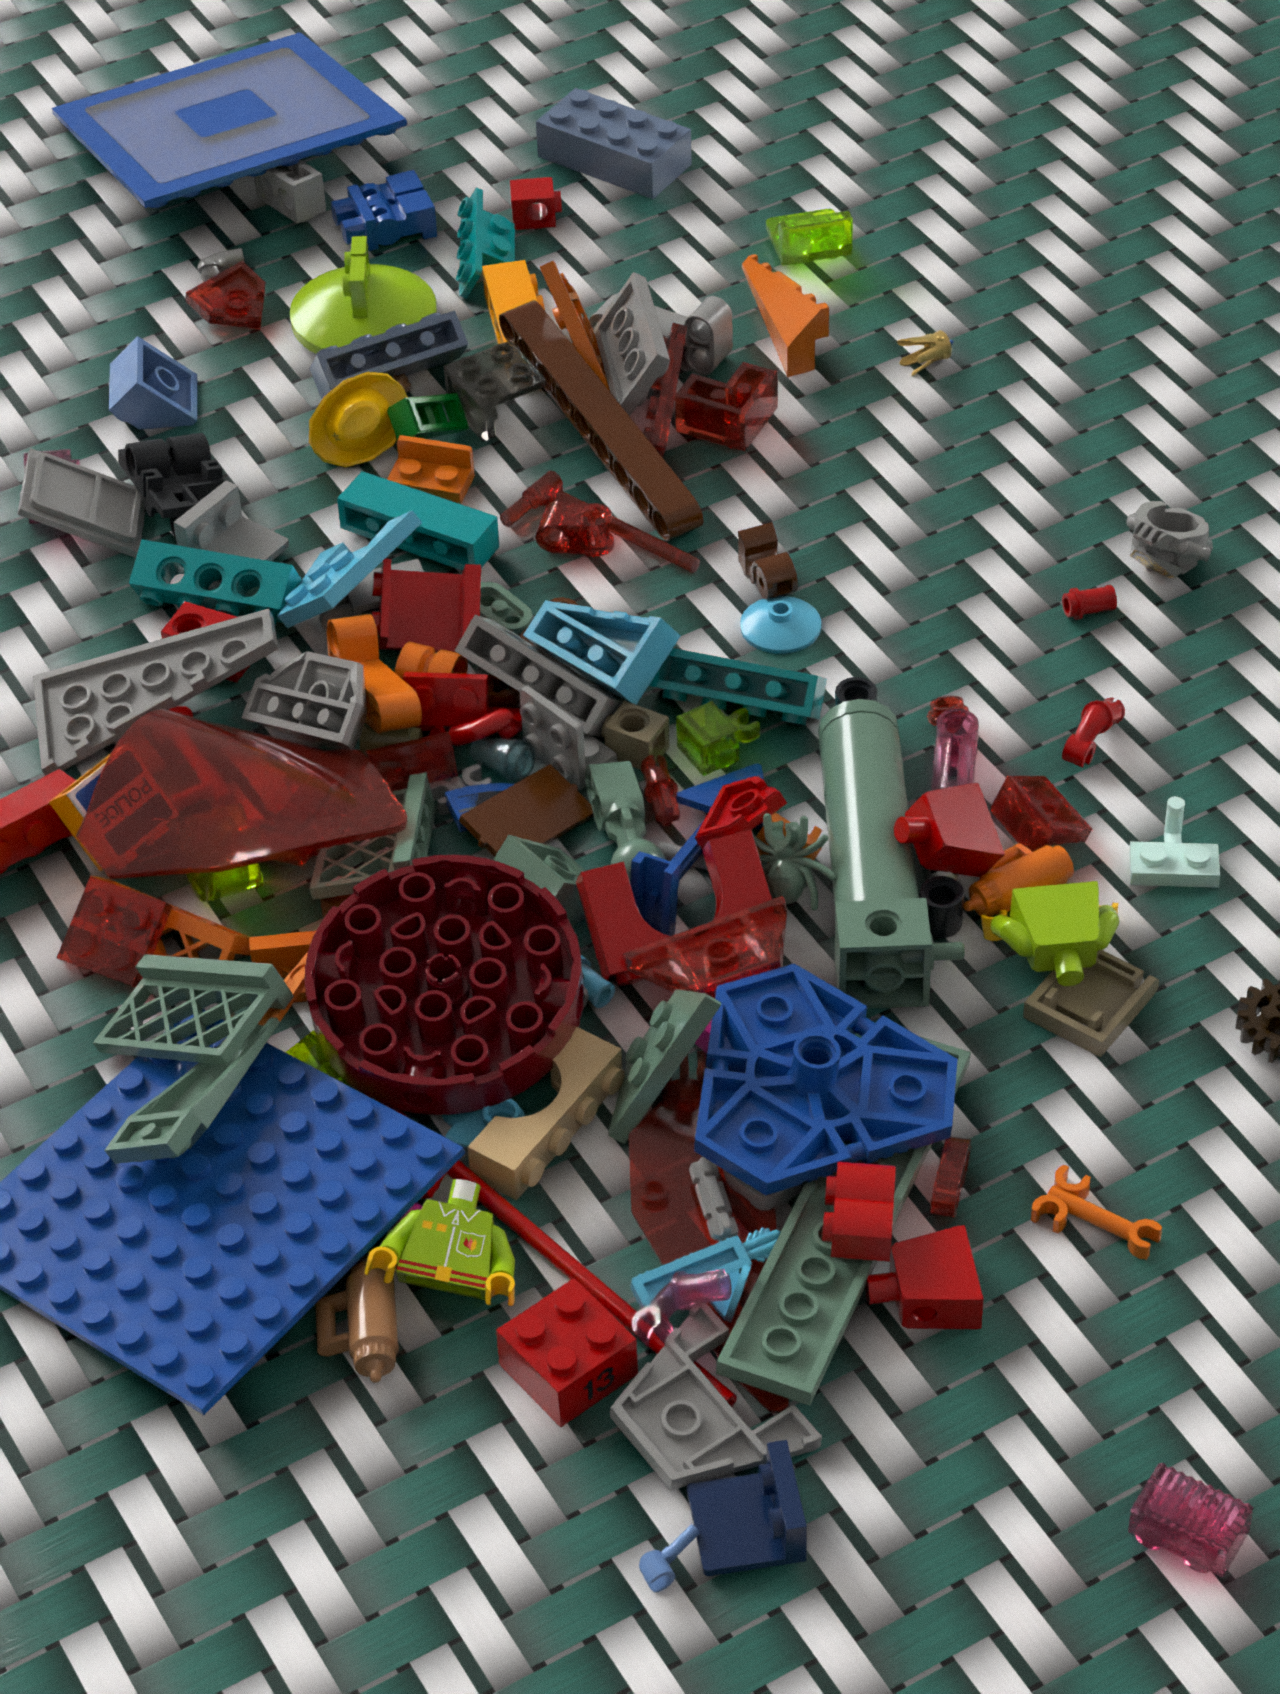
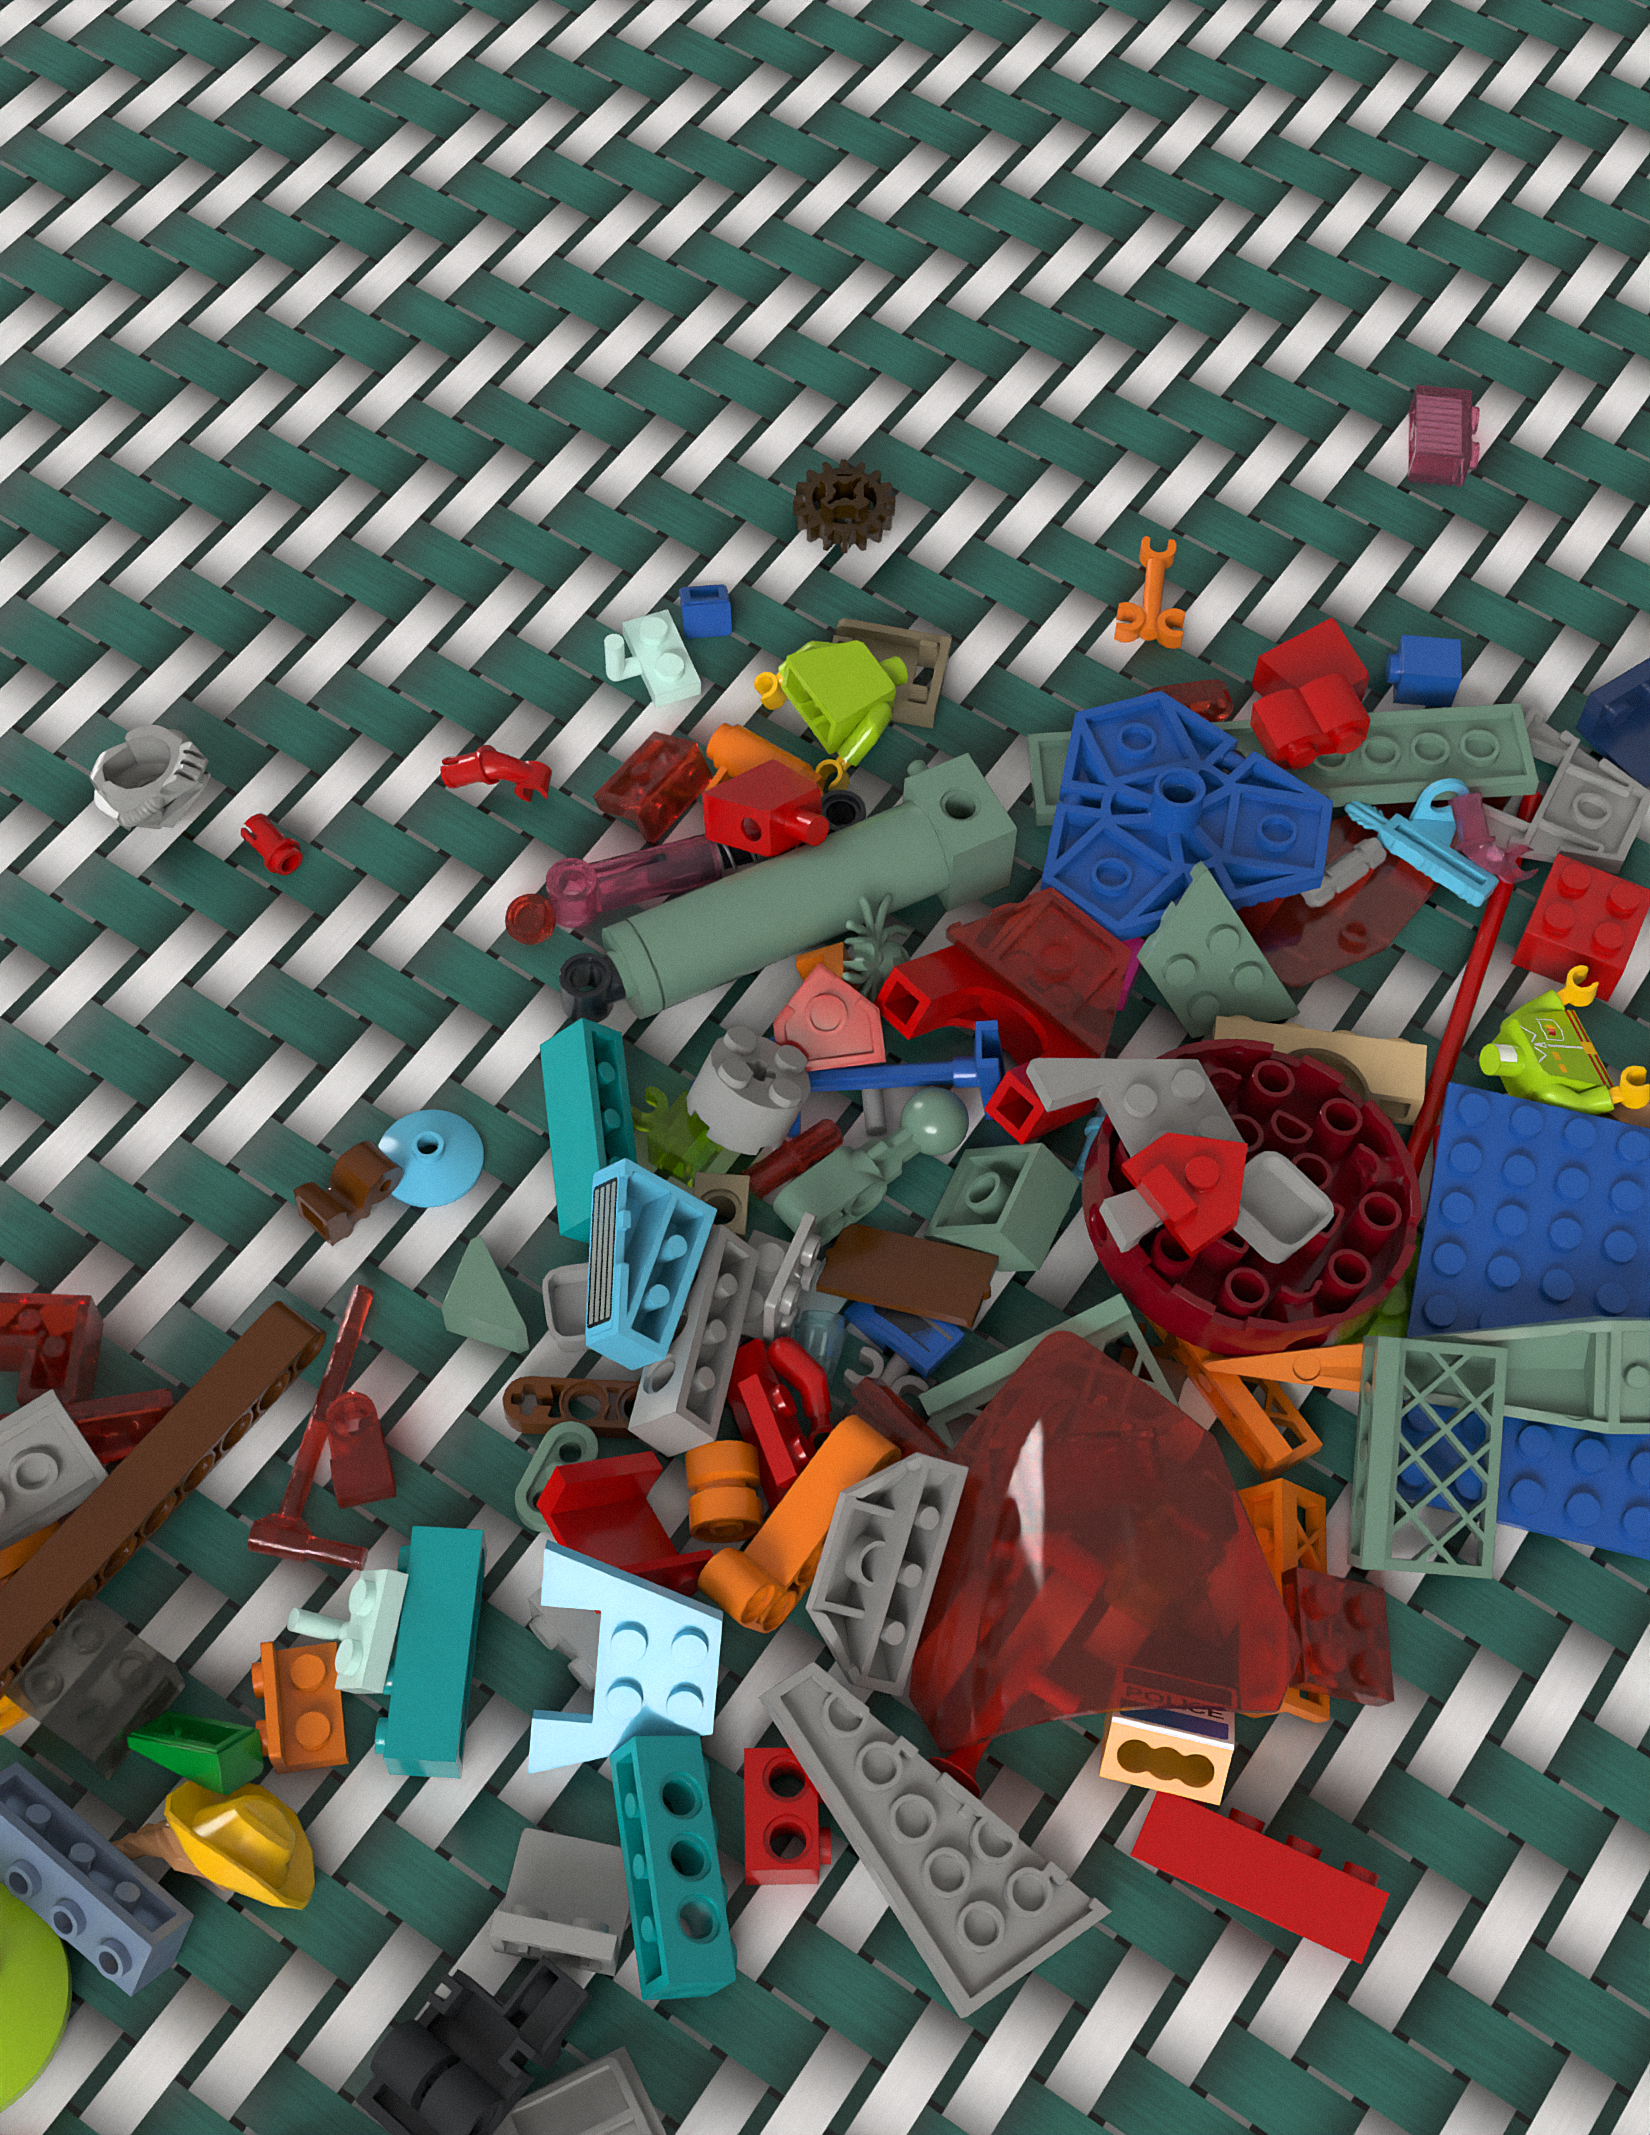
camera: 120 degrees left, 15 degrees up
(406, 943) = (1280, 1207): none -> light grey piece
(441, 874) = (1191, 1185): none -> red plate
(461, 491) = (367, 1637): none -> light aqua plate
(513, 914) = (1143, 1104): none -> light grey wing
(650, 597) = (481, 1304): none -> sand green slope
(714, 722) = (749, 1091): none -> light grey brick
(900, 1370) = (1425, 671): none -> blue brick
(1216, 906) = (705, 611): none -> blue slope

